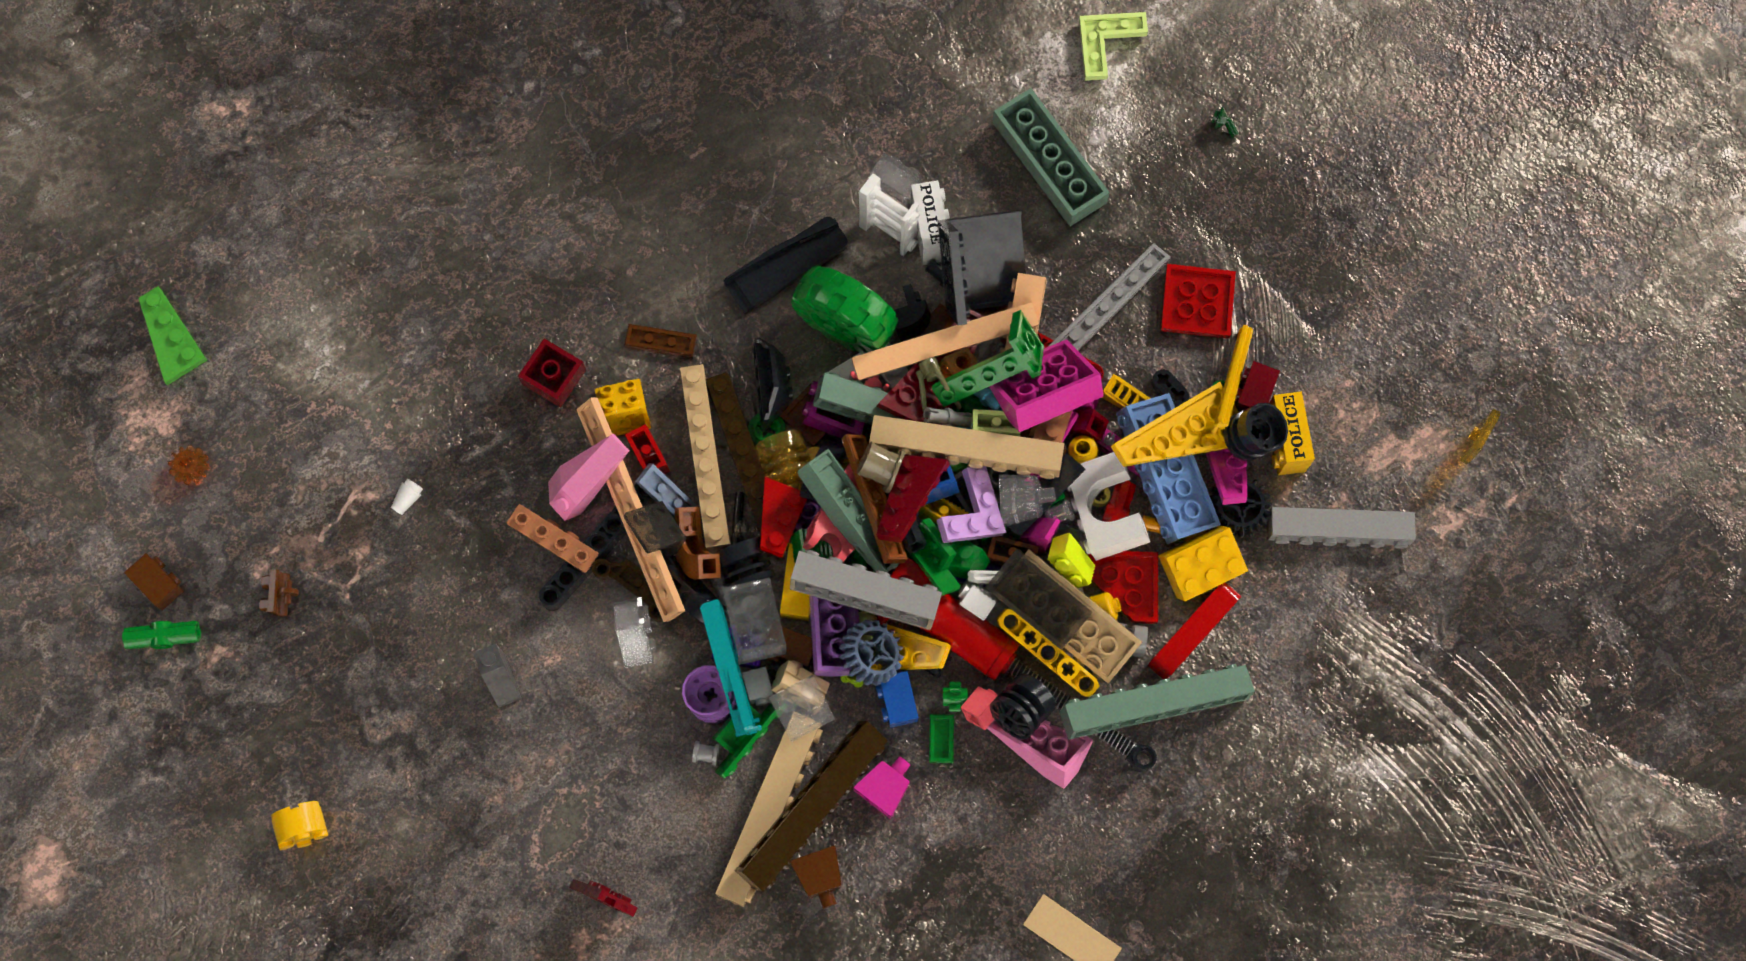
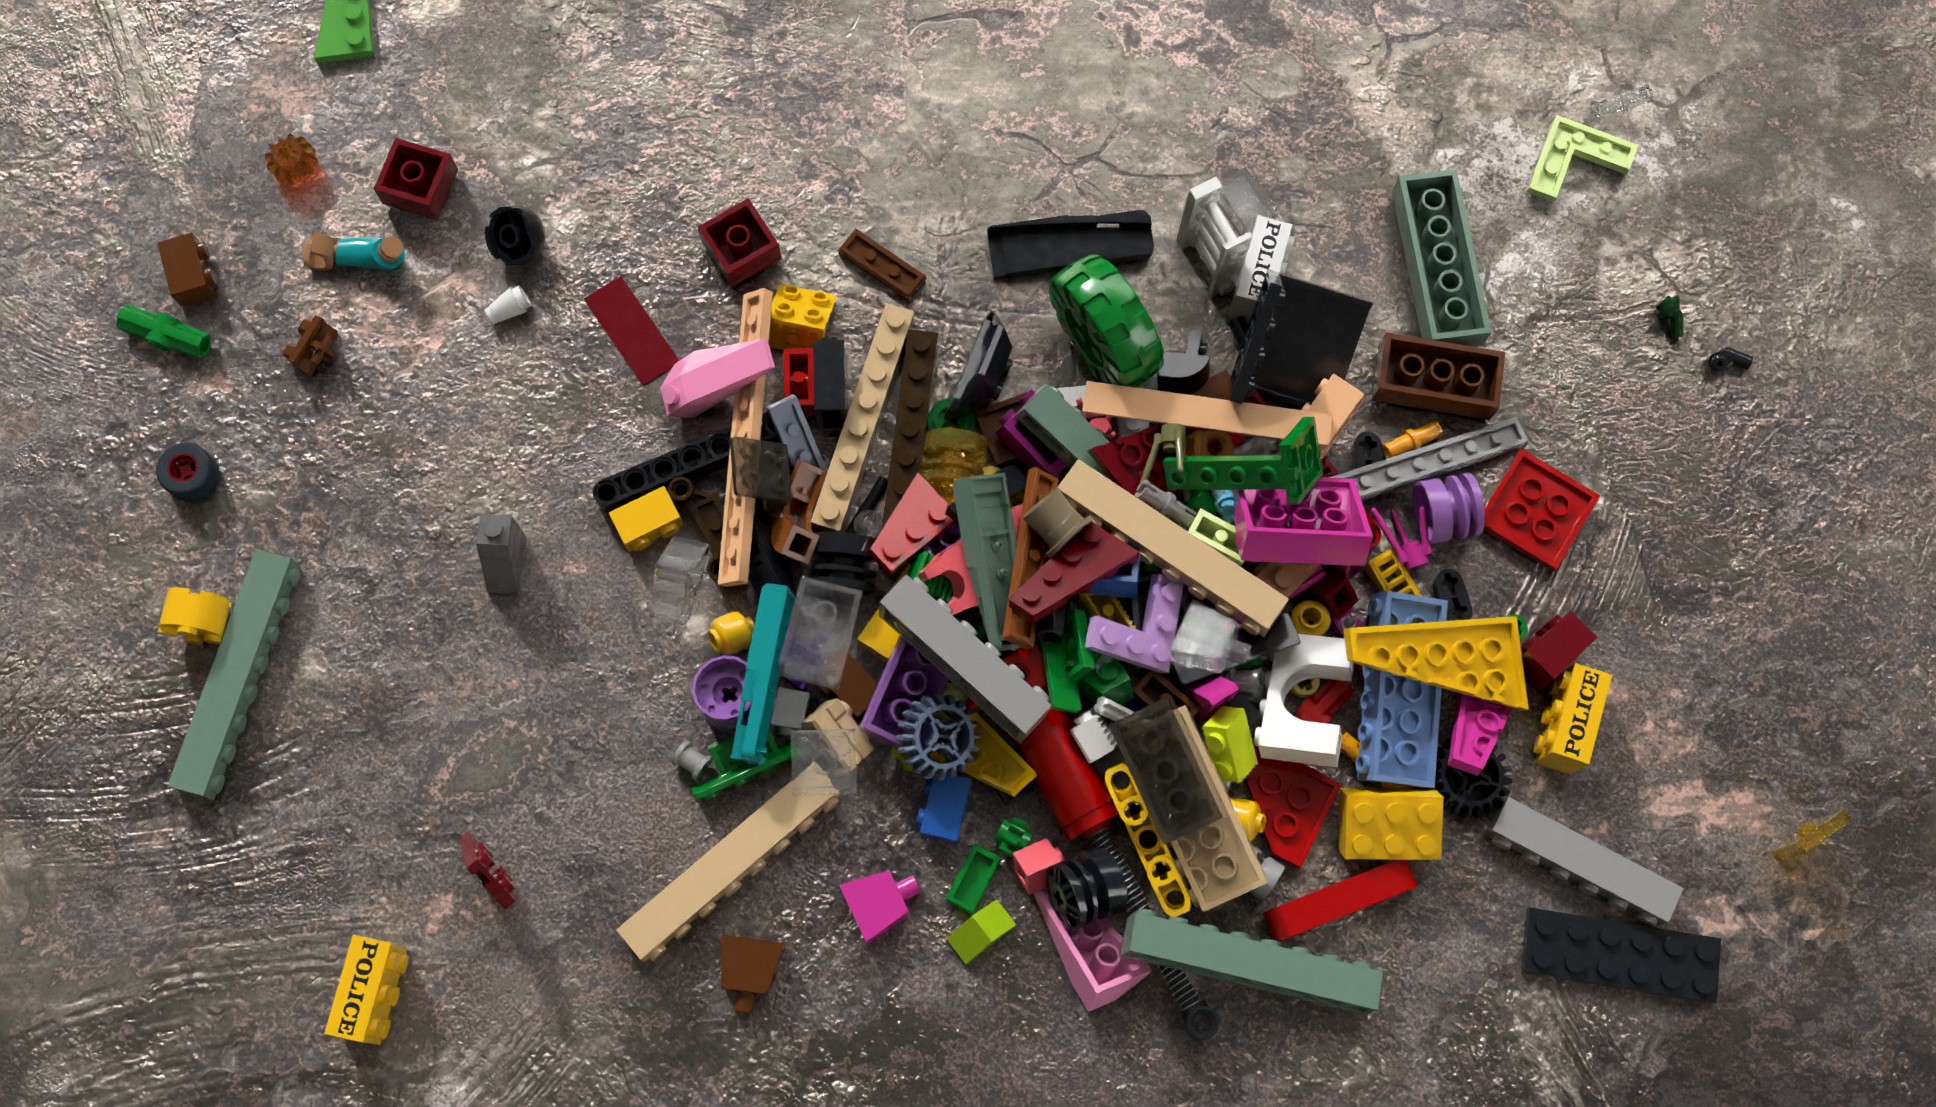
camera: 25 degrees right, 0 degrees up
(229, 720) = (185, 461): none -> black wheel
(282, 506) = (364, 252): none -> piece
(291, 436) = (416, 178): none -> dark red brick
(348, 852) = (235, 675): none -> sand green brick
(386, 443) = (515, 235): none -> black cylinder
(504, 472) = (631, 330): none -> dark red sticker
(548, 535) = (642, 428): nougat bracket -> none
(587, 601) = (646, 519): none -> yellow brick
(670, 443) = (830, 383): none -> black brick
(688, 652) = (731, 633): none -> yellow head
(811, 806) = (779, 883): dark brown brick -> none
(964, 772) = (980, 931): none -> lime slope
(1059, 319) = (1358, 453): none -> black beam
(1087, 239) = (1438, 376): none -> reddish brown brick
(1090, 292) = (1412, 439): none -> light orange pin
(1127, 371) = (1410, 553): none -> dark pink plant
(1138, 328) = (1450, 507): none -> medium lavender wheel
(1233, 377) = (1535, 619): yellow axle -> none
(1256, 431) = (1531, 696): black wheel -> none
(1276, 133) = (1727, 357): none -> black arm
(1395, 577) = (1621, 955): none -> black plate

